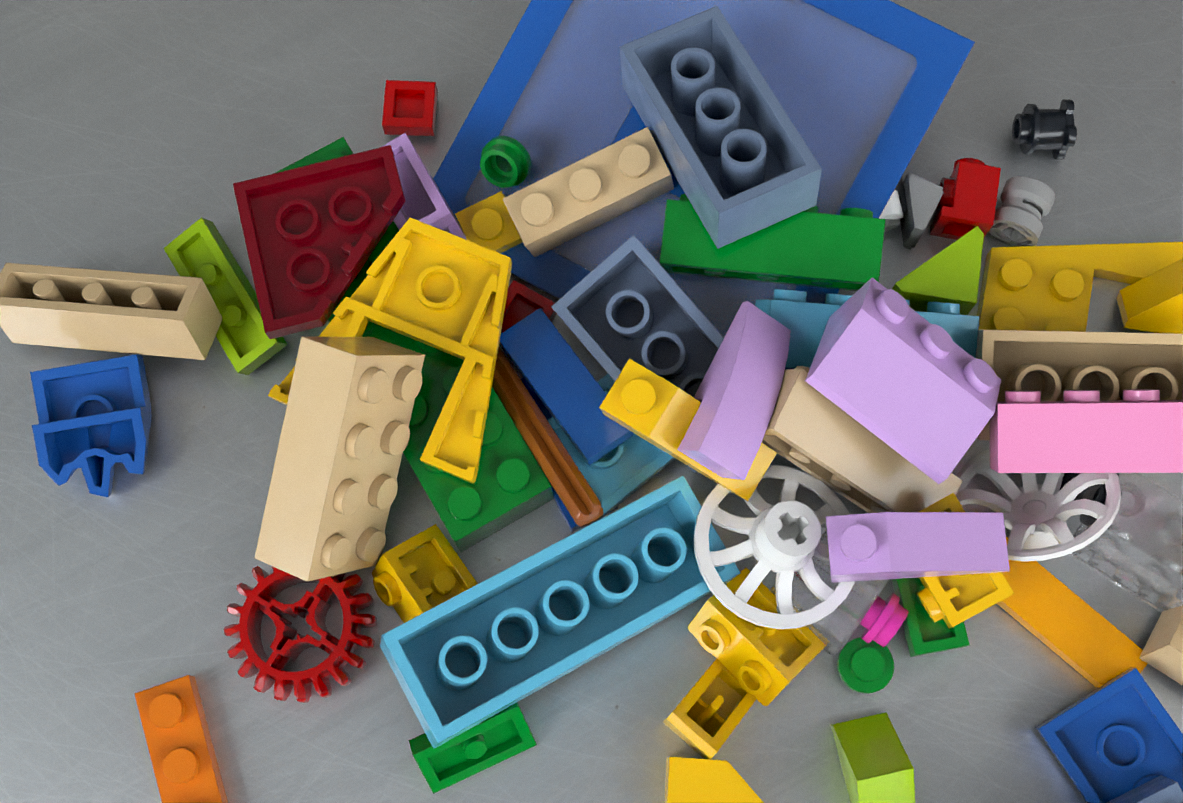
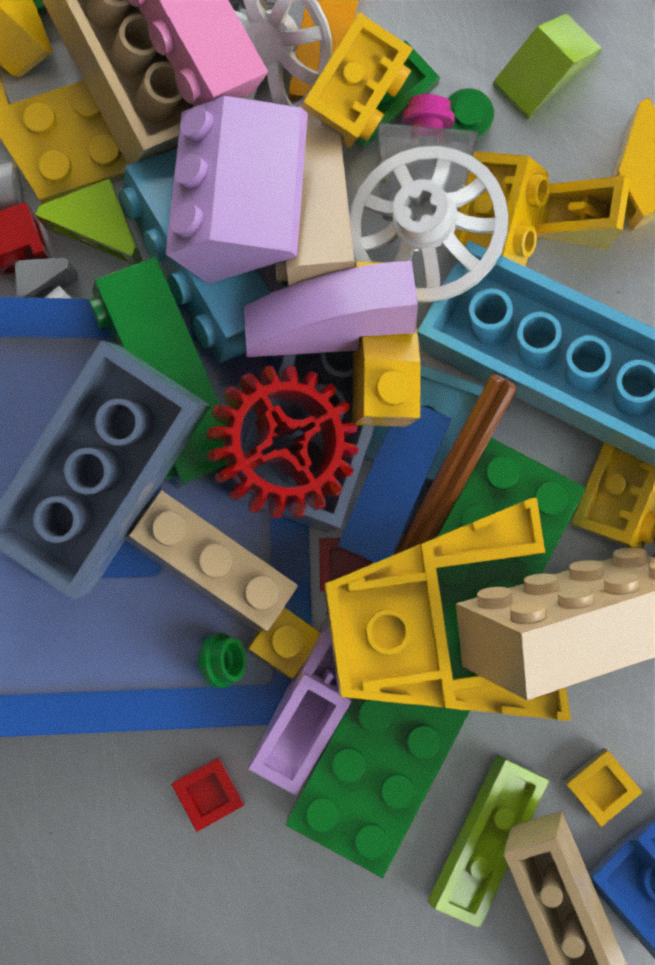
camera: 120 degrees left, 10 degrees up
(202, 414) = (603, 787): none -> yellow plate
(314, 233) = (401, 779): dark red plate -> none
(677, 287) = (323, 418): none -> red gear
(915, 545) = (372, 106): lavender slope -> none

